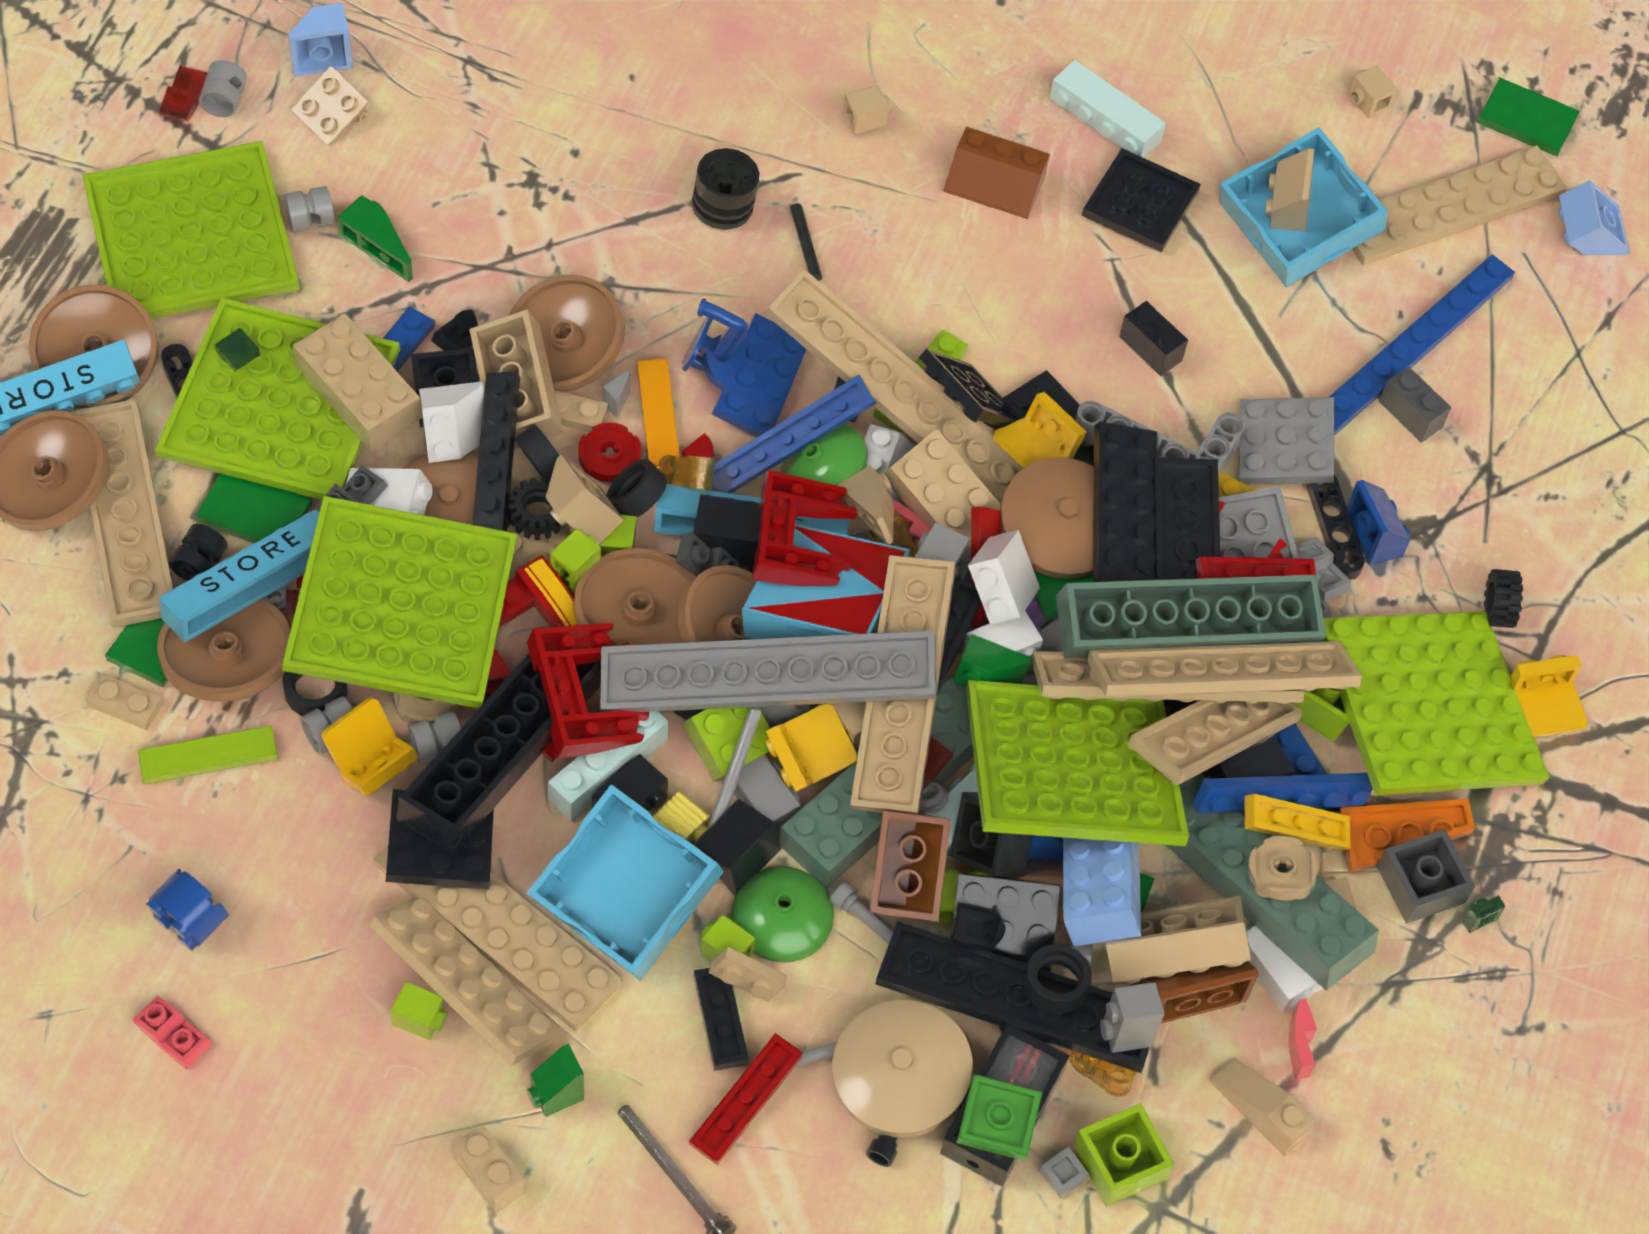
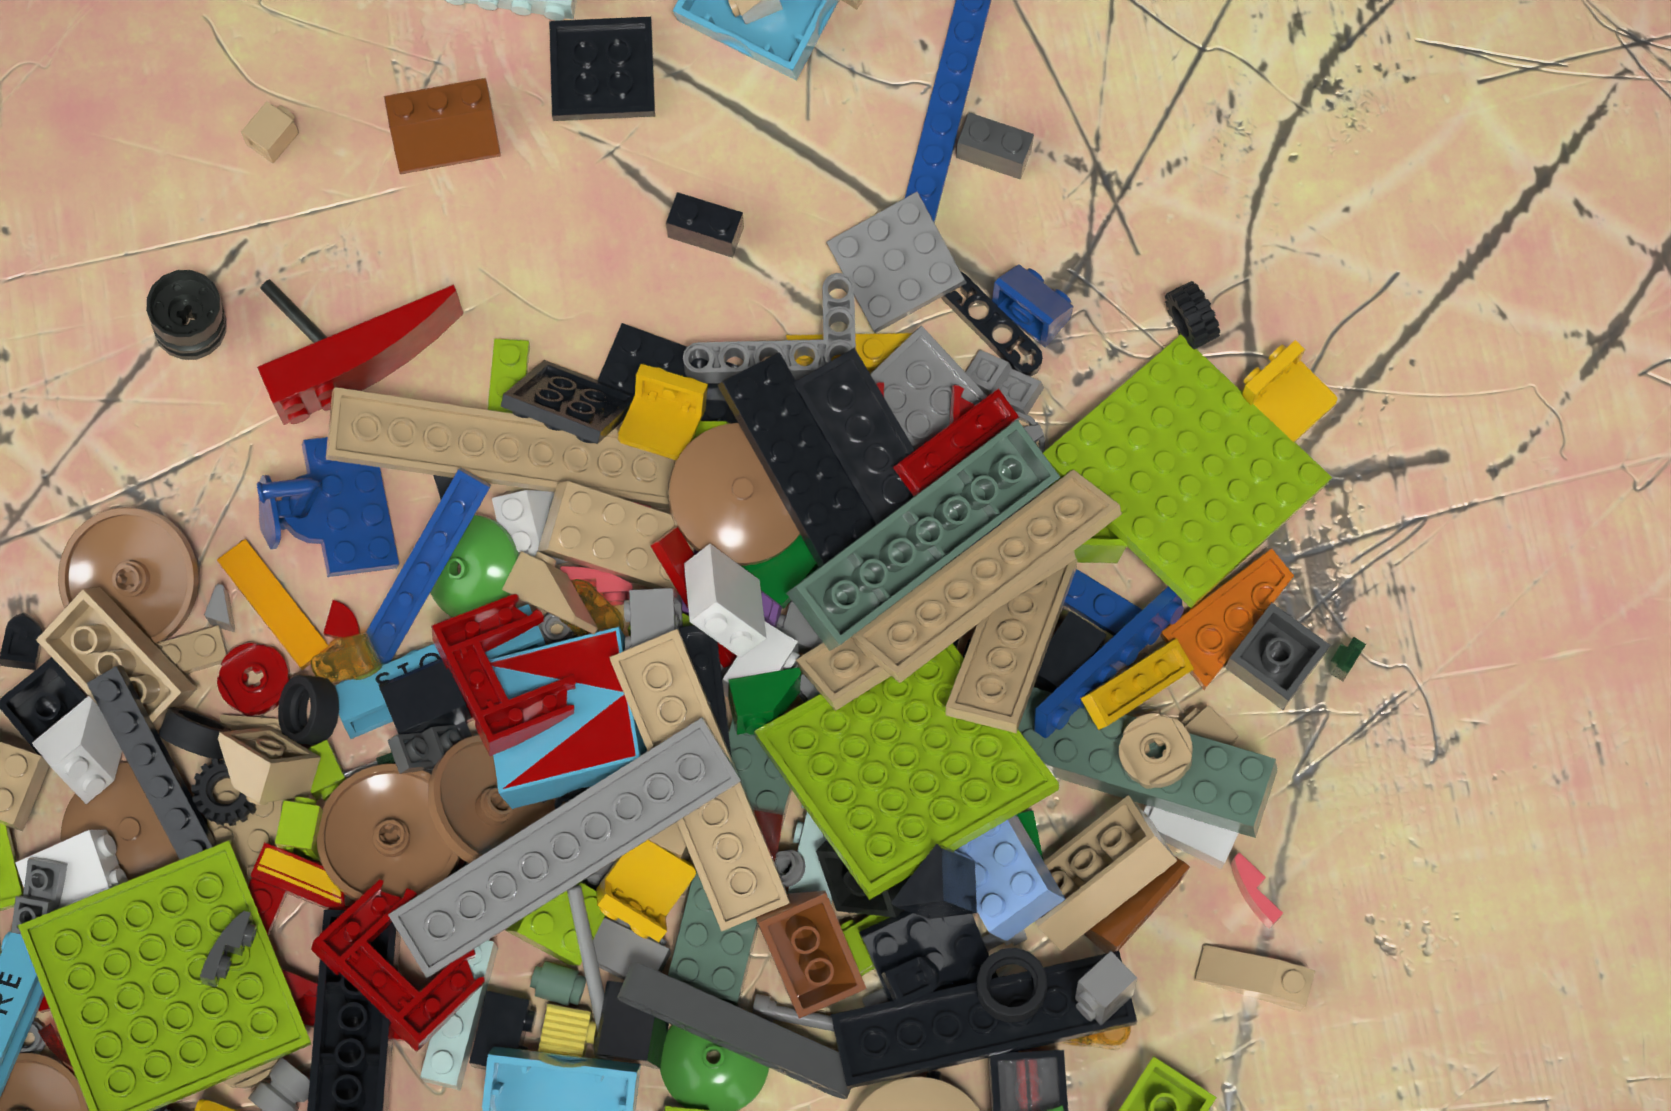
camera: 25 degrees left, 15 degrees up
(472, 594) = (232, 940): none -> dark grey slope
(697, 785) = (558, 984): none -> sand green brick
(814, 888) = (734, 1029): none -> dark grey beam
(858, 279) = (357, 356): none -> red slope
(1044, 859) = (940, 886): none -> black slope

